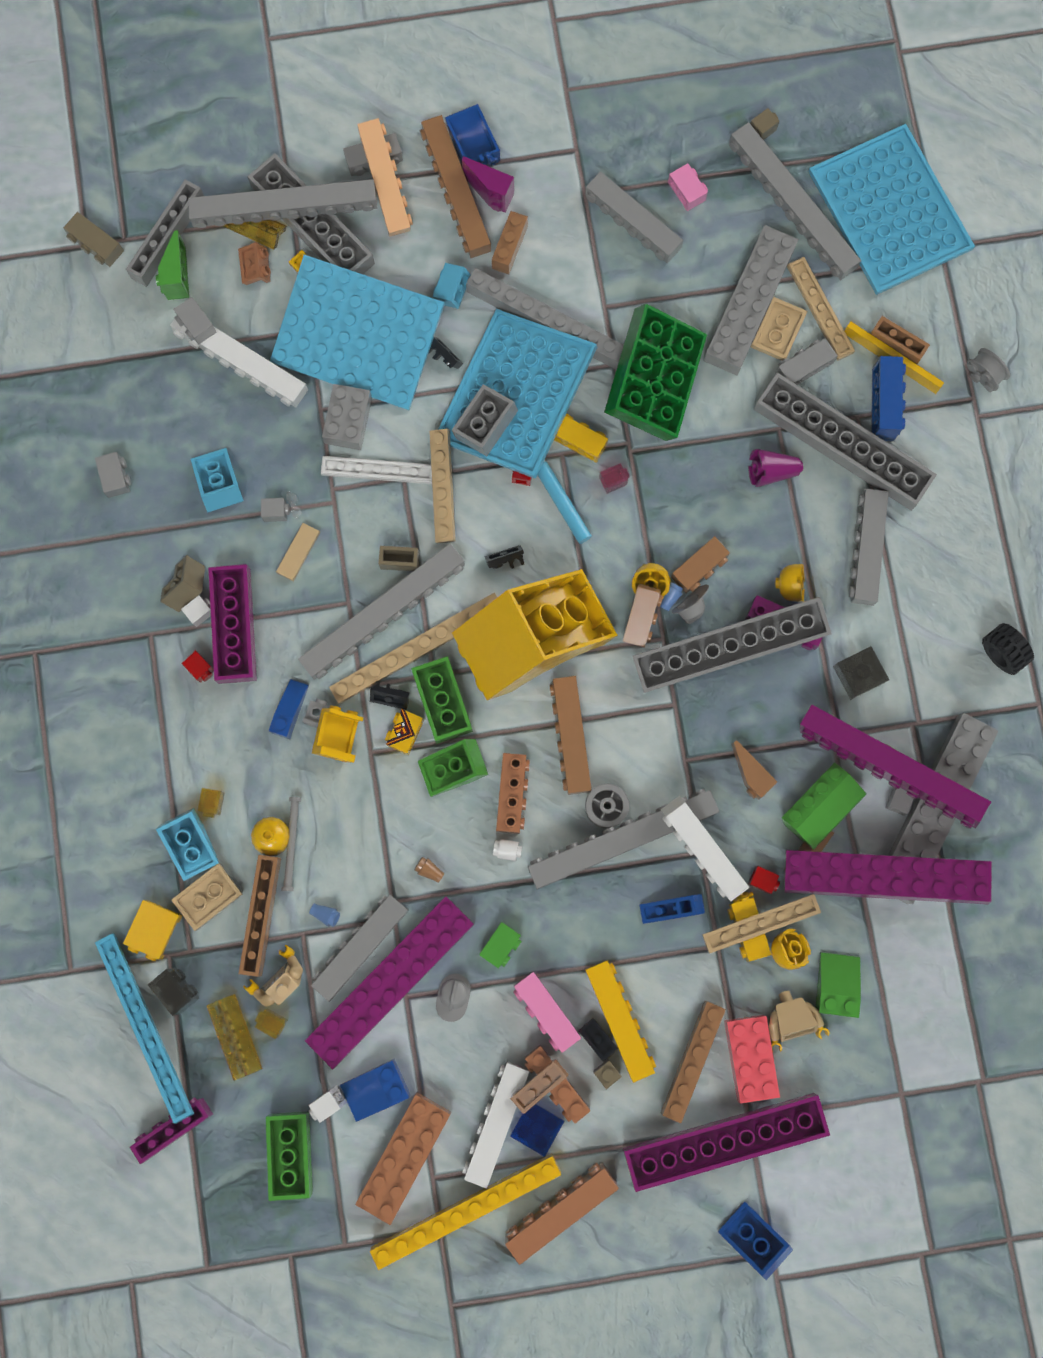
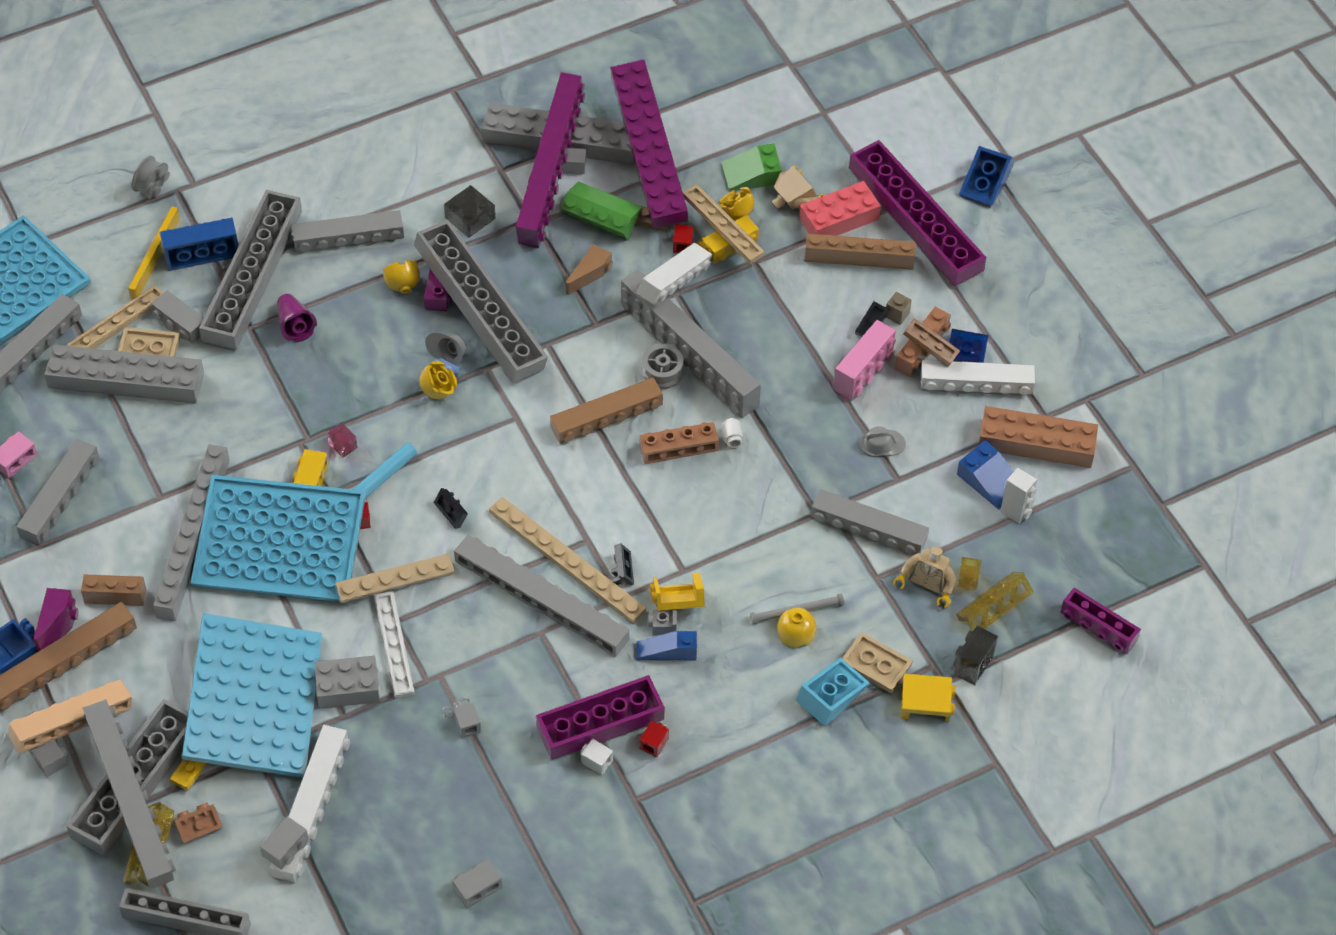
camera: 110 degrees left, 25 degrees down
(144, 1028) = (1018, 669): medium azure plate -> none
(173, 270) = (226, 889): bright green slope -> none
(185, 585) = (573, 772): dark tan panel -> none
(210, 802) = (784, 685): clear yellow brick -> none
(216, 480) = (451, 782): medium azure slope -> none
(260, 916) = (875, 607): medium nougat brick -> none
(289, 1156) = (1077, 521): bright green brick -> none
(298, 552) = (503, 689): tan tile -> none
(327, 915) = (851, 559): medium blue cone -> none
(389, 982) = (890, 489): magenta brick -> none
(398, 558) = (483, 591): dark tan brick -> none
(404, 731) = (653, 543): yellow brick -> none
(429, 870) = (775, 491): medium nougat cone -> none
(442, 700) = (611, 517): bright green brick -> none
(450, 358) = (256, 609): black plate -> none
(451, 285) = (176, 627): medium azure brick -> none
(453, 767) = (673, 495): bright green slope -> none
(465, 1211) = (1062, 380): yellow brick -> none
(485, 420) = (320, 545): light grey brick -> none
(500, 945) = (821, 415): bright green brick -> none
(532, 632) = (528, 451): yellow brick -> none
(560, 1213) = (1028, 307): nougat brick -> none
(620, 1021) = (847, 311): yellow brick -> none
(642, 615) = (473, 379): medium nougat brick -> none
(655, 372) = (227, 421): green brick -> none
(672, 908) = (735, 297): blue slope -> none
(701, 565) = (405, 350): medium nougat brick -> none
(900, 339) = (137, 248): medium nougat brick -> none
(1008, 649) = (413, 110): black tyre -> none

